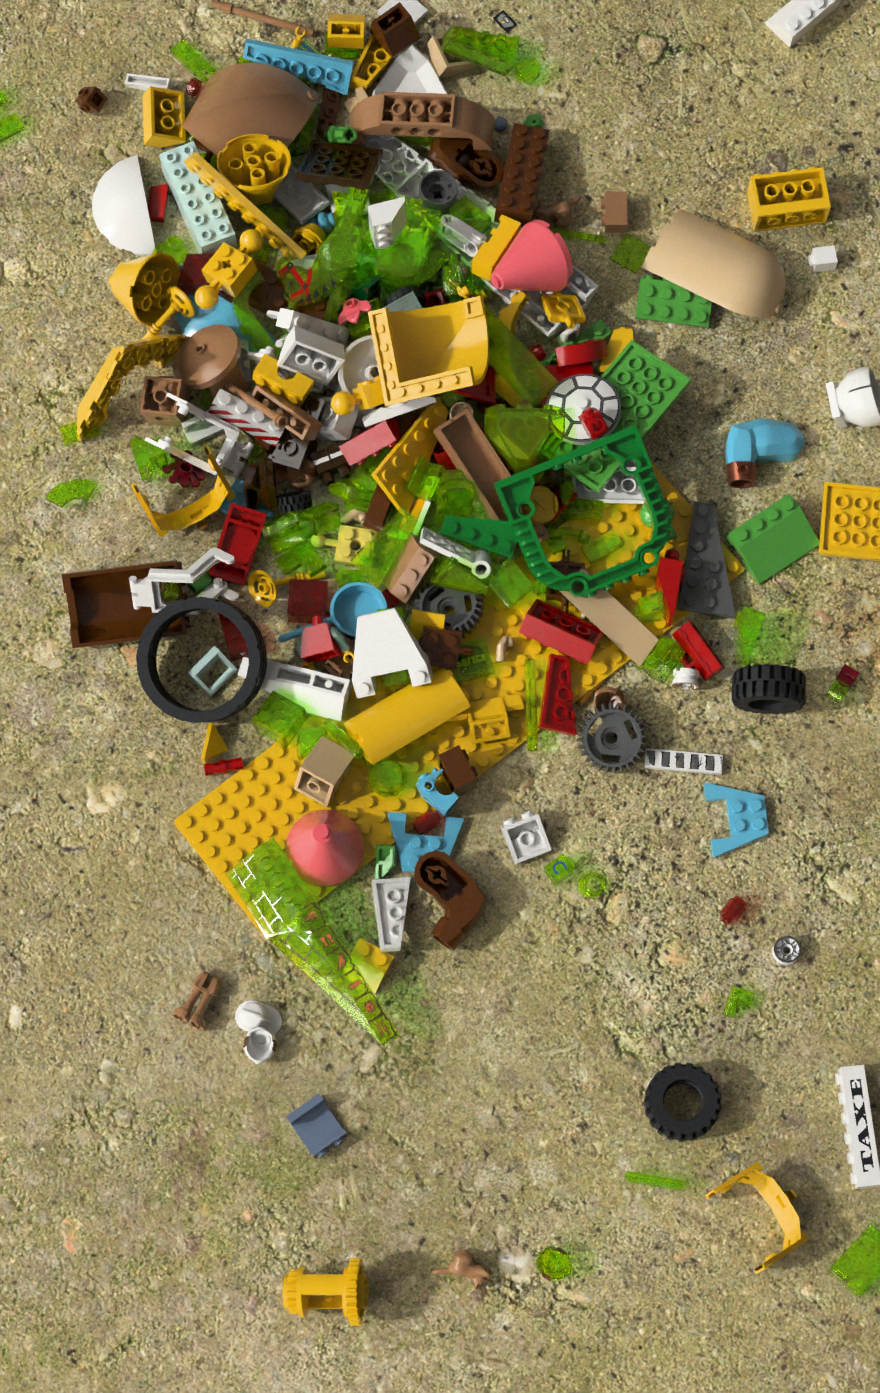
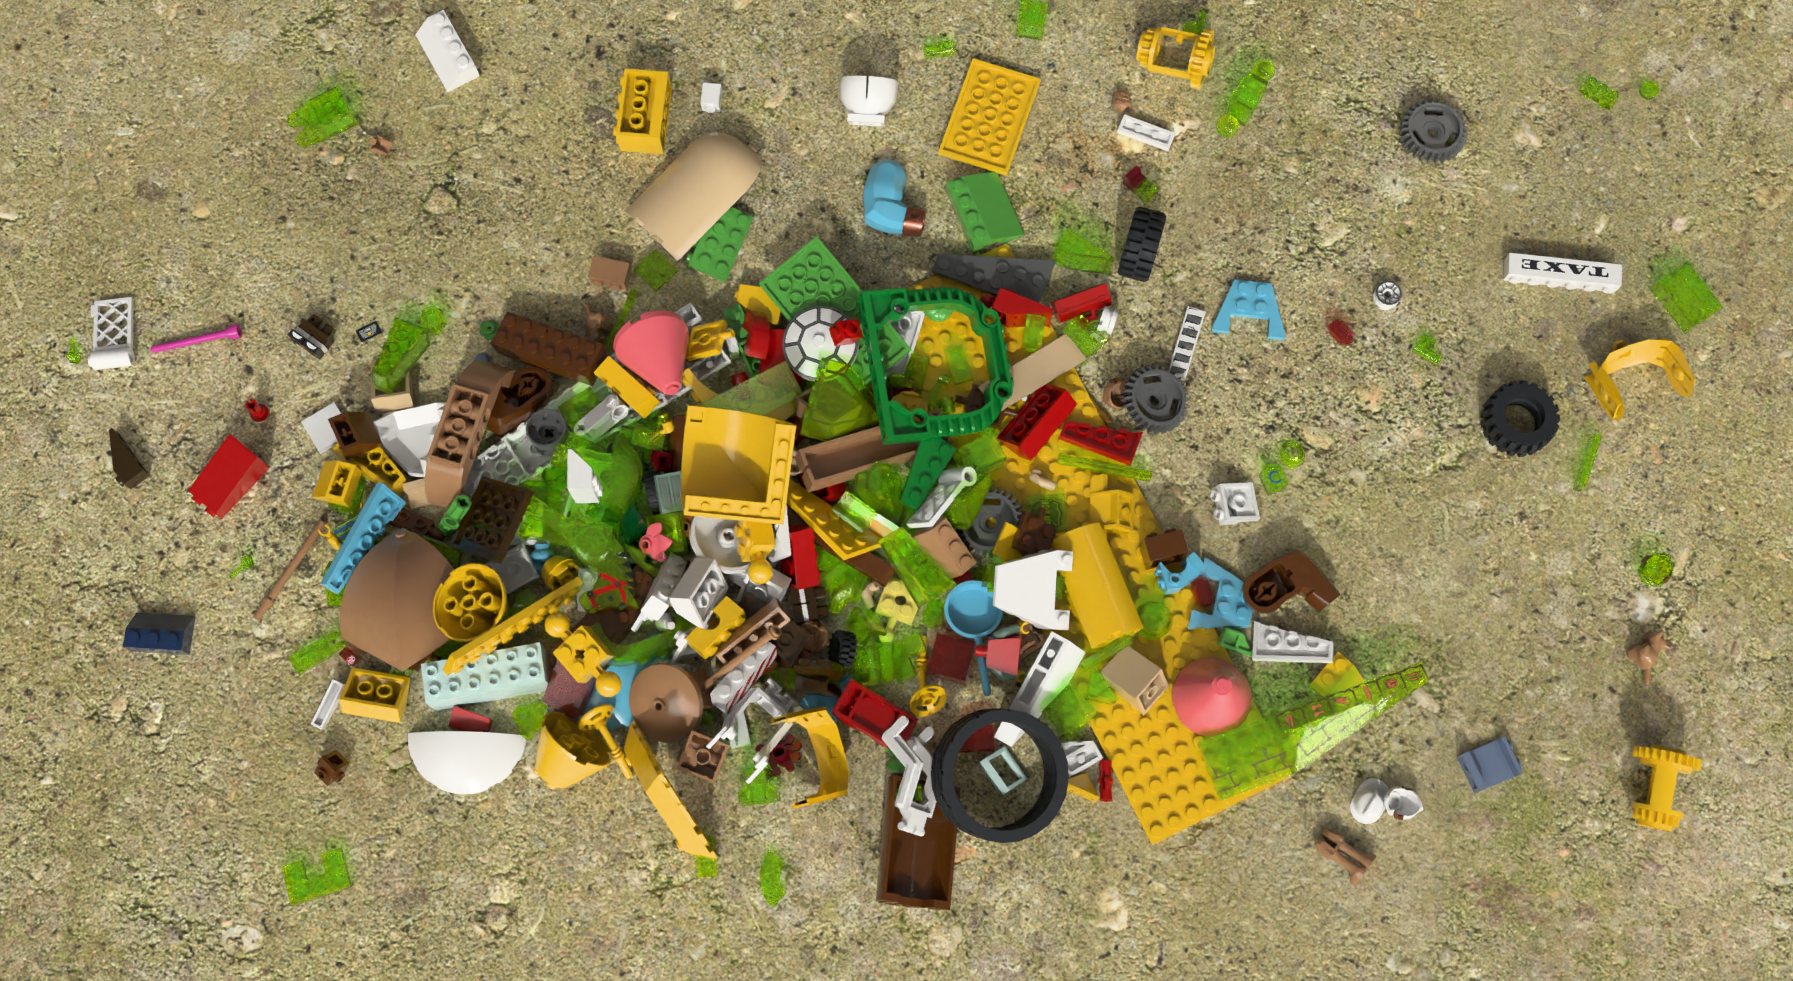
camera: 75 degrees left, 0 degrees up
(241, 734) = (1080, 755): none -> white wing

